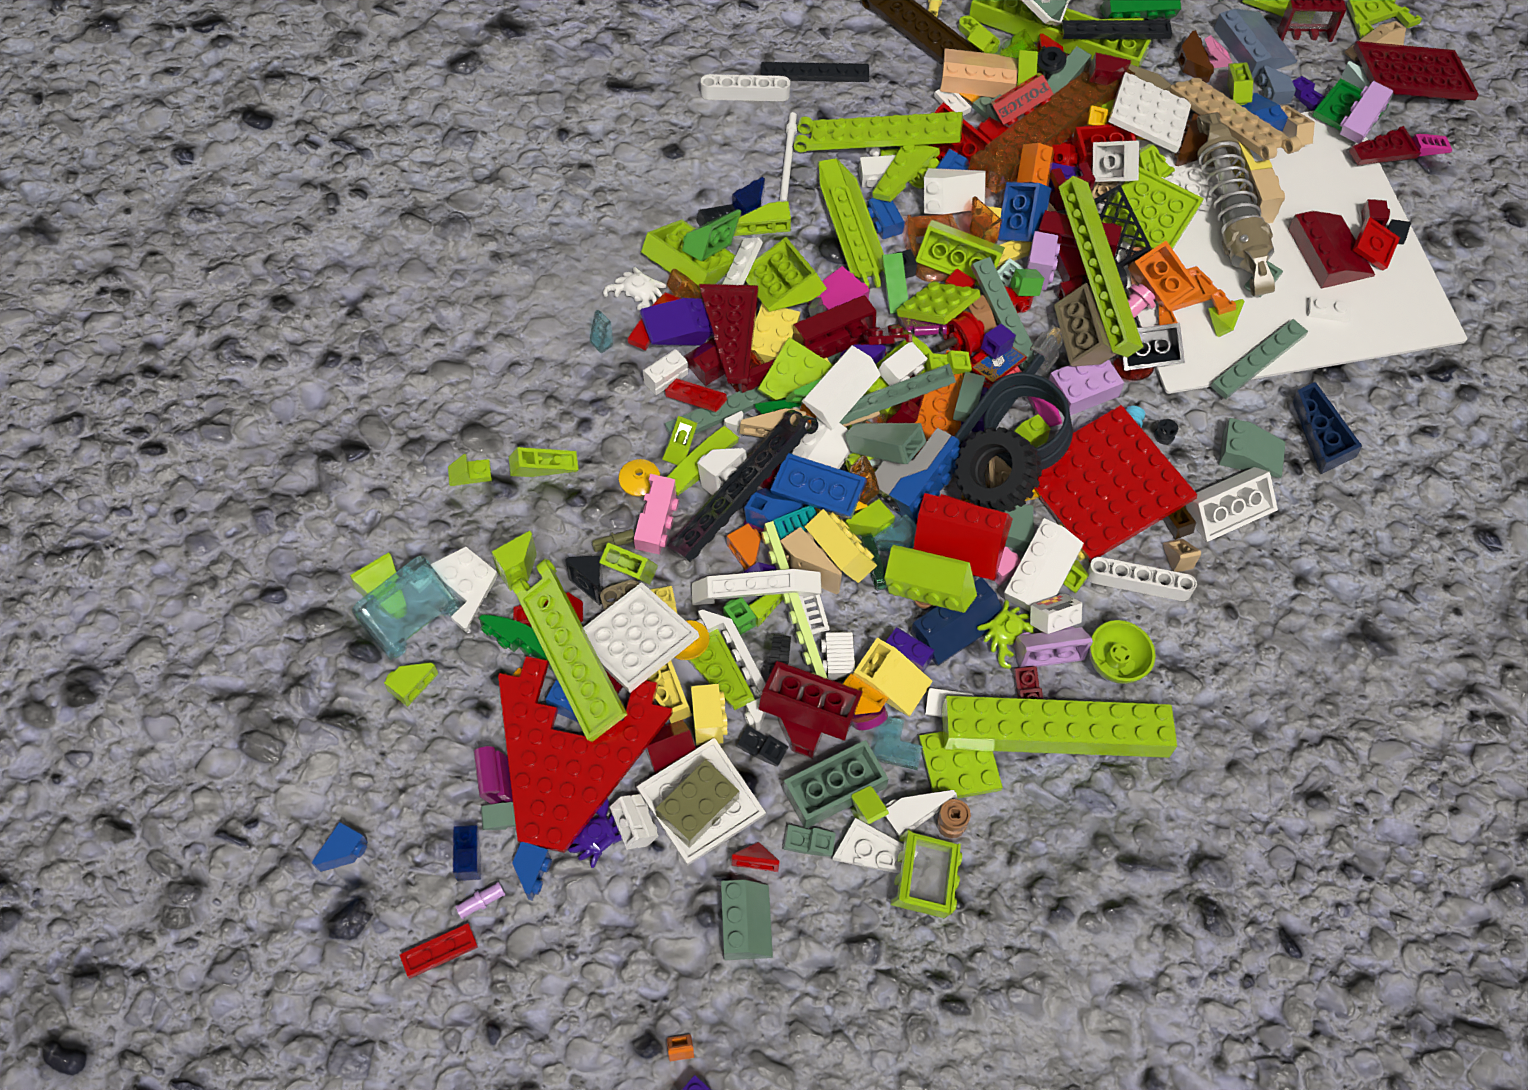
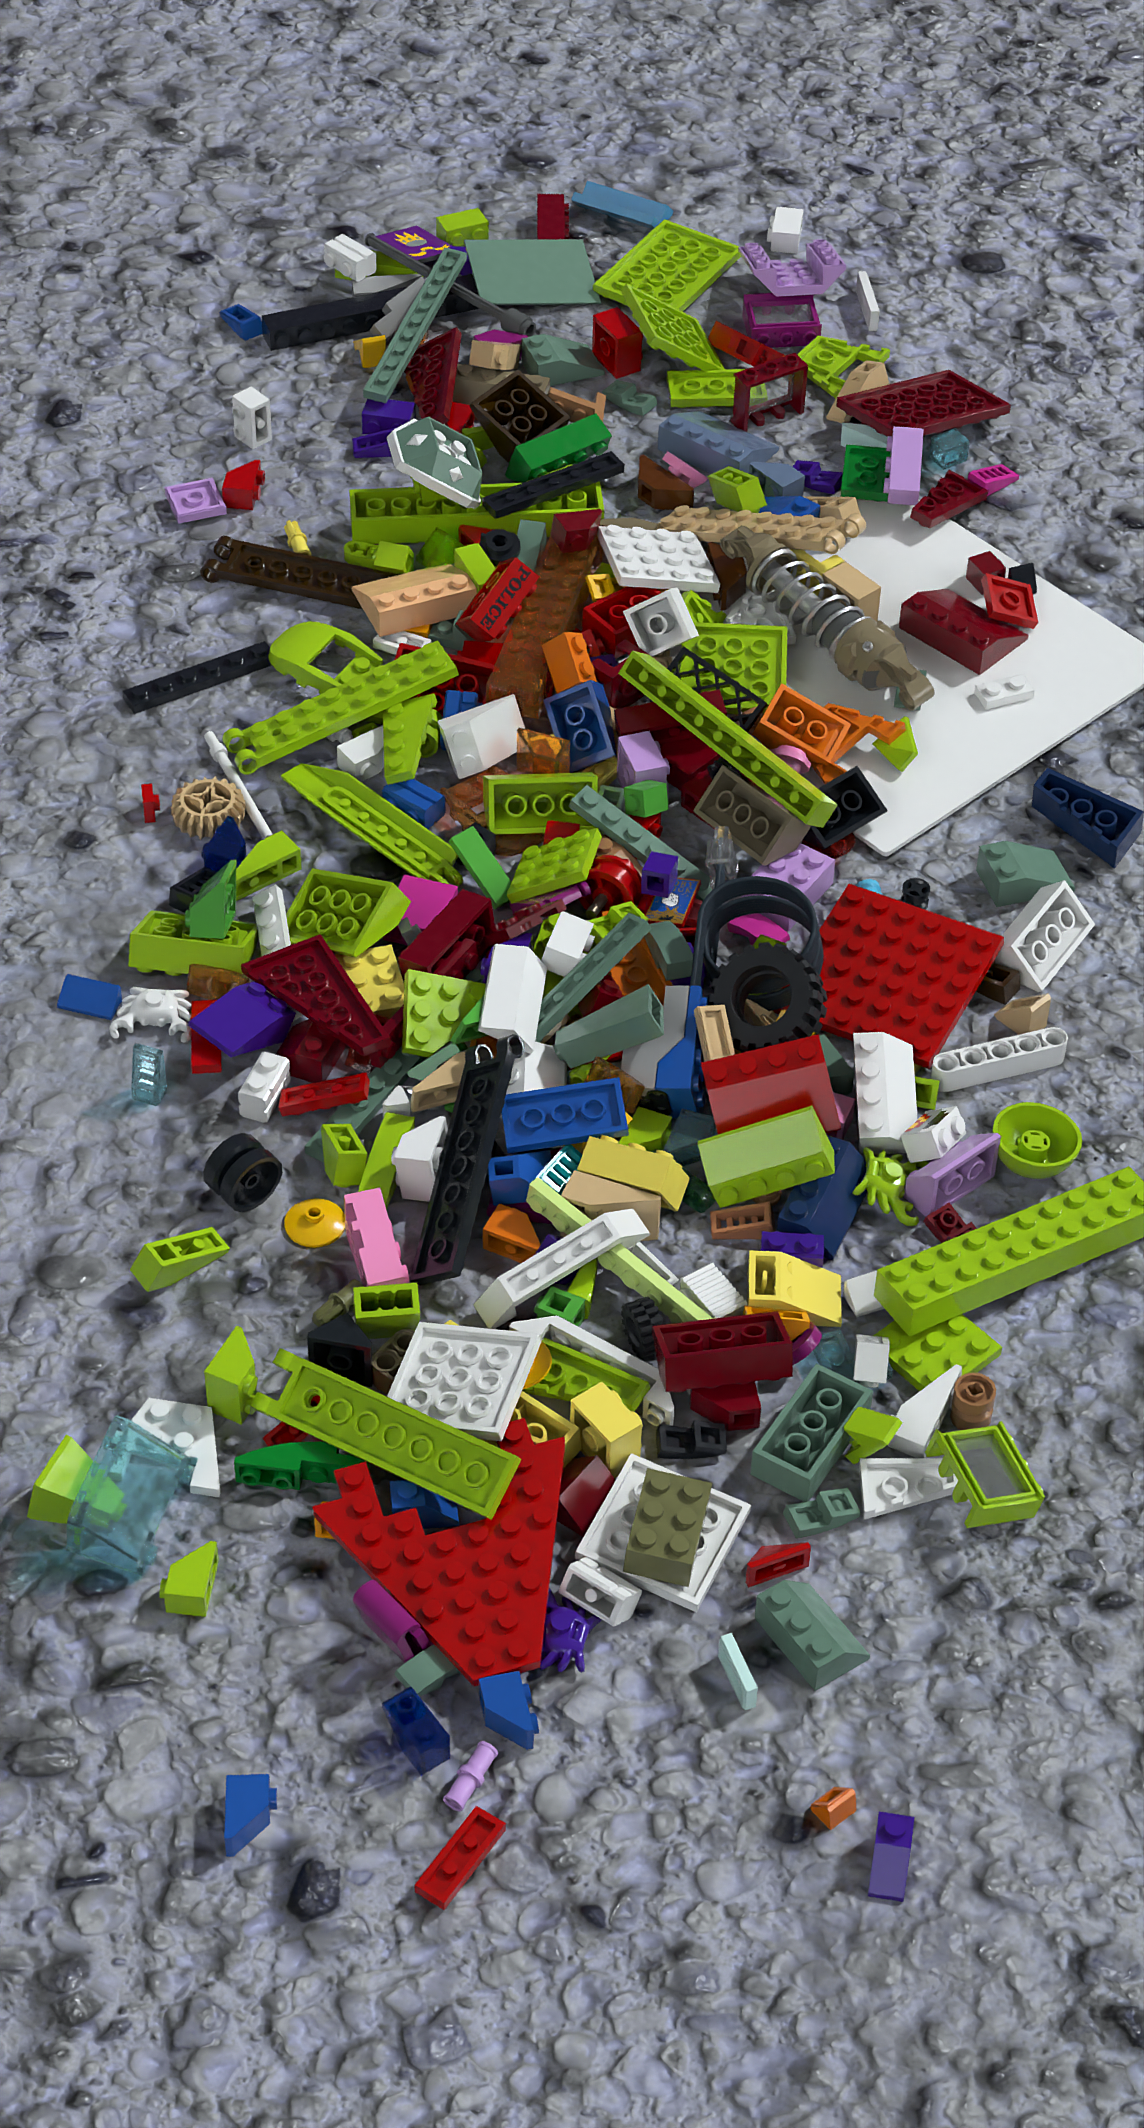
camera: 30 degrees left, 15 degrees down
(465, 472) = (84, 1313): lime slope -> none
(607, 262) = (89, 997): none -> blue slope
(610, 425) = (242, 1172): none -> black wheel
(681, 922) = (737, 1671): none -> light aqua tile
(726, 145) = (150, 803): none -> red plate
(745, 87) = (124, 727): white beam -> none
(758, 159) = (205, 805): none -> tan gear
(889, 75) = (305, 641): none -> lime slope
(893, 617) = (754, 1212): none -> nougat slope
(905, 753) = (871, 1360): none -> white slope
(947, 476) = (714, 1032): none -> tan tile
(1259, 359) = (964, 775): sand green plate -> none
(1414, 110) = (949, 448): none -> clear light blue brick

